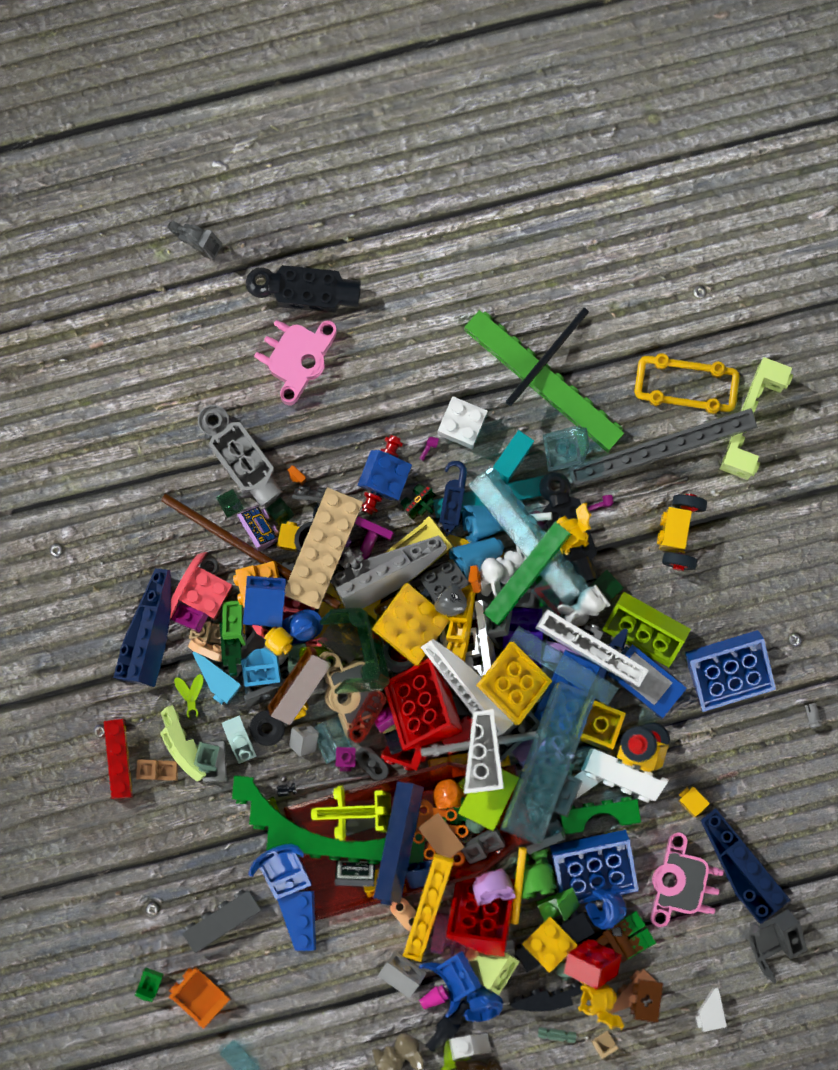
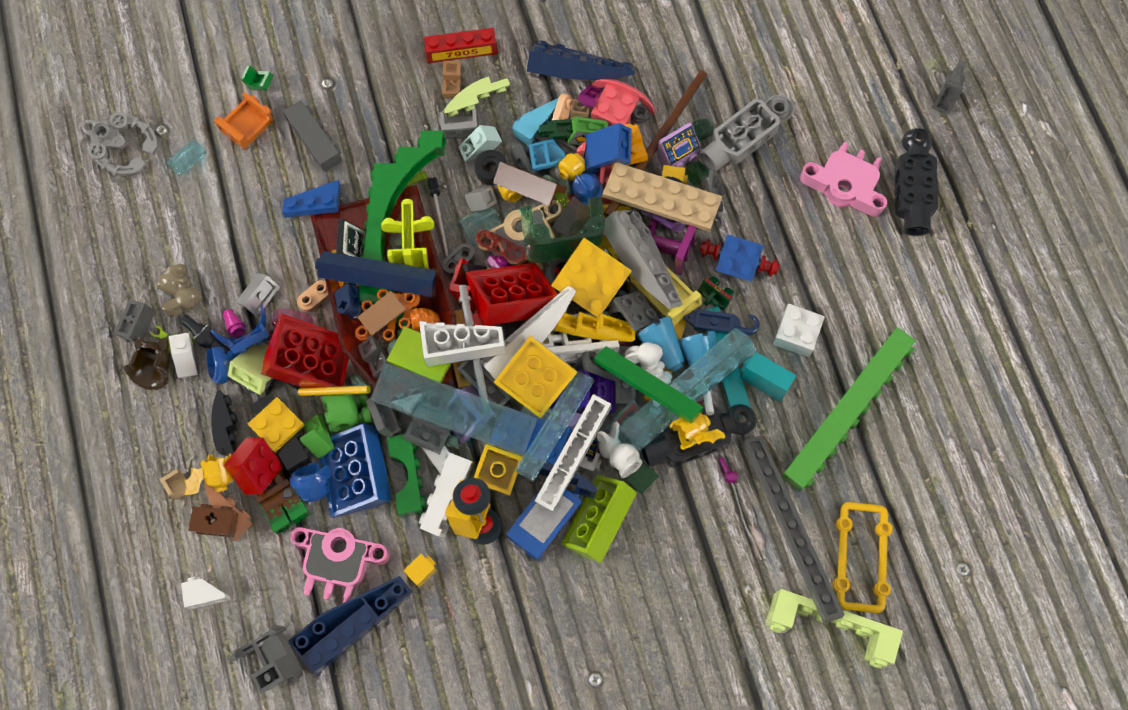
camera: 90 degrees right, 10 degrees down
(190, 695) = (520, 104): lime piece -> none
(206, 757) = (460, 110): sand green bracket -> none
(282, 870) = (354, 177): piece -> none
(296, 475) = (732, 183): orange tile -> none
(345, 758) = (461, 232): magenta bracket -> none
(350, 557) = (655, 226): light grey plant -> none
(428, 907) = (318, 306): yellow tile -> none
(431, 442) = (776, 303): magenta hand -> none
(451, 601) = (615, 310): dark grey piece -> none
(475, 579) = (639, 336): orange tile -> none
(492, 886) = (333, 367): lavender cylinder -> none
(547, 356) = (875, 407): black piece -> none
(559, 1035) = (191, 439): sand green axle -> none
(566, 447) = (783, 428): clear light blue slope -> none
(675, 531) = (704, 544): brick -> none
(730, 670) = (558, 607): blue slope -> none
(813, 716) = (512, 699): light grey pin -> none

